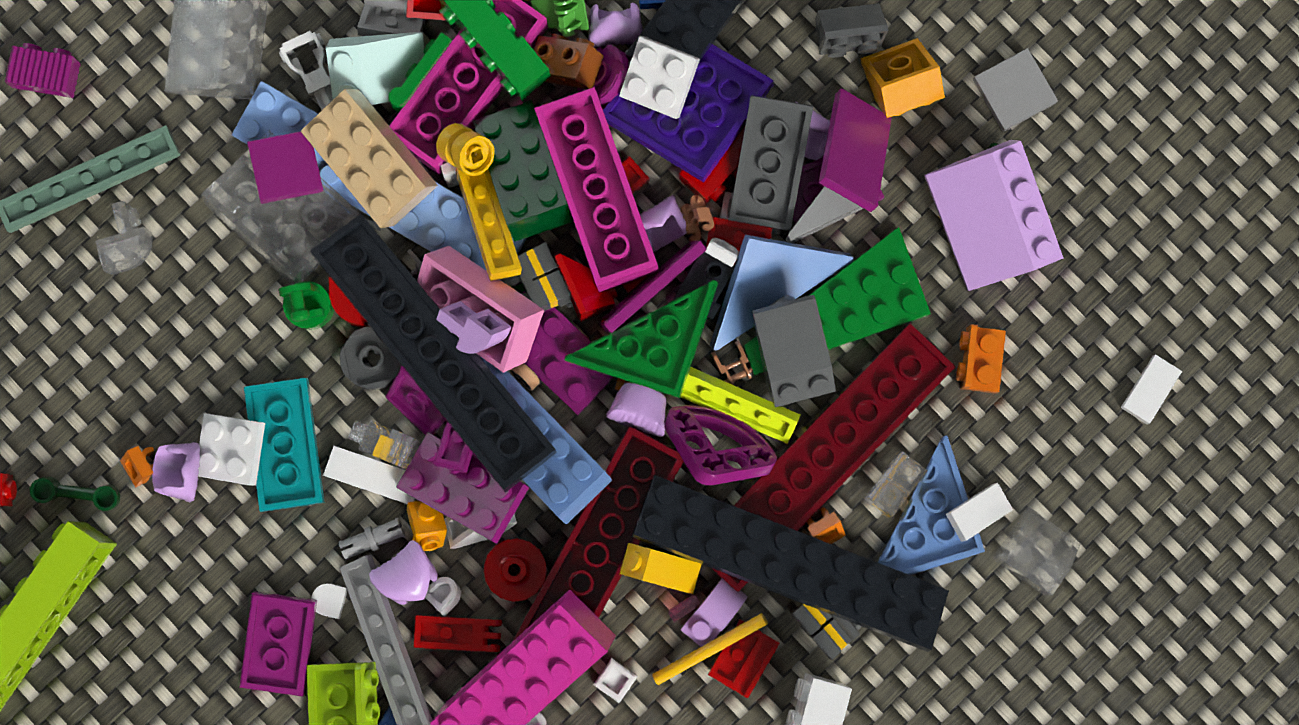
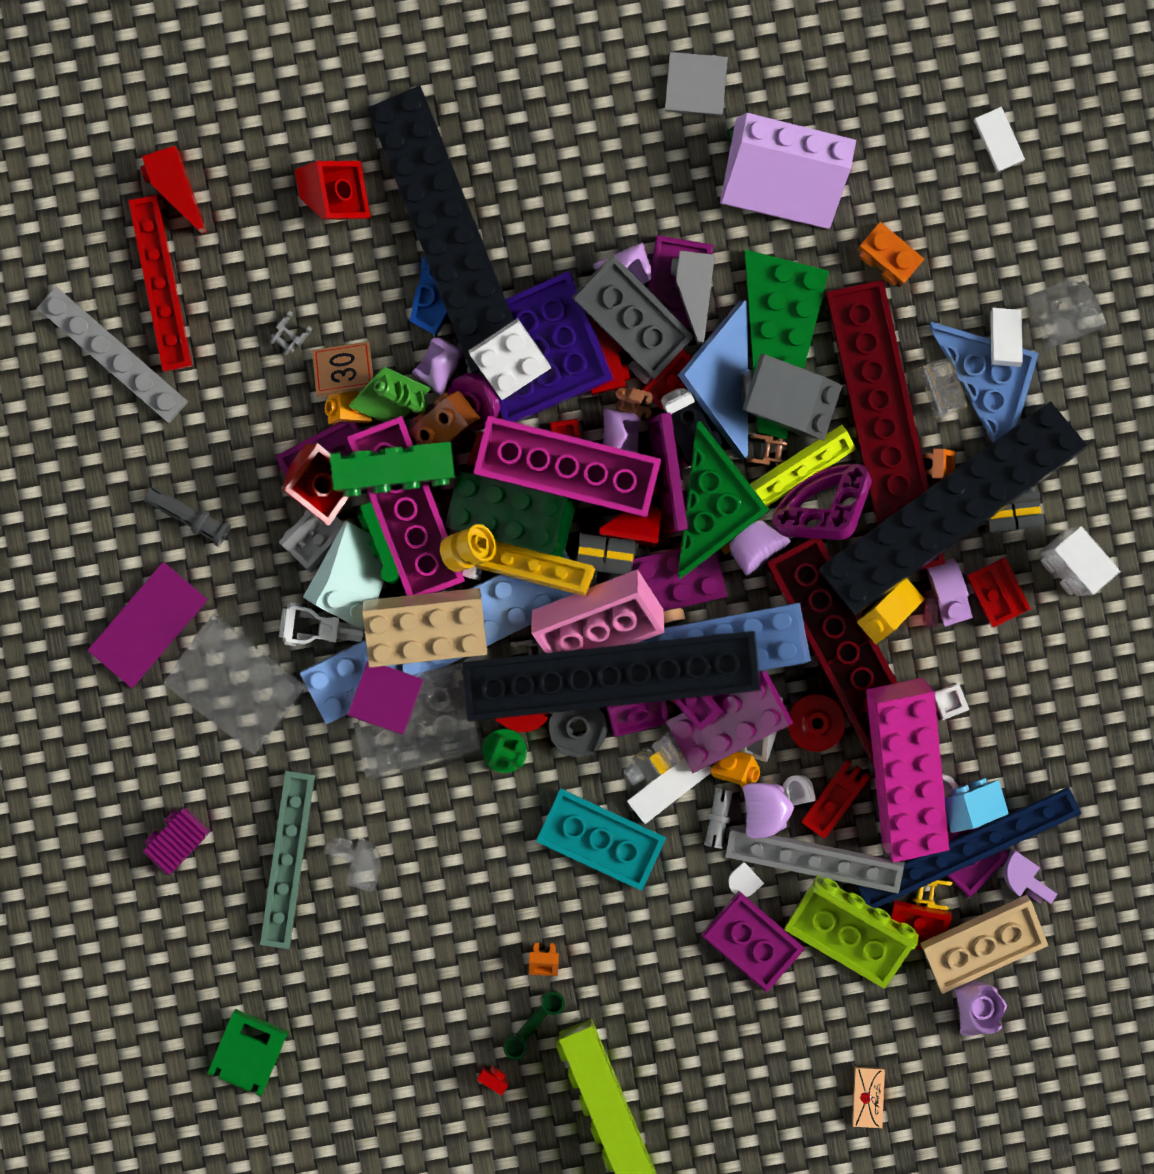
camera: 55 degrees left, 5 degrees up
(177, 470) = (568, 933): lavender hair -> none
(230, 449) = (577, 883): white plate -> none
(474, 329) = (620, 633): lavender brick -> none
(710, 649) = (974, 613): yellow bar -> none
(850, 30) = (563, 181): dark grey slope -> none
(855, 150) = (667, 244): magenta tile -> none
(903, 78) = (629, 166): light orange slope -> none

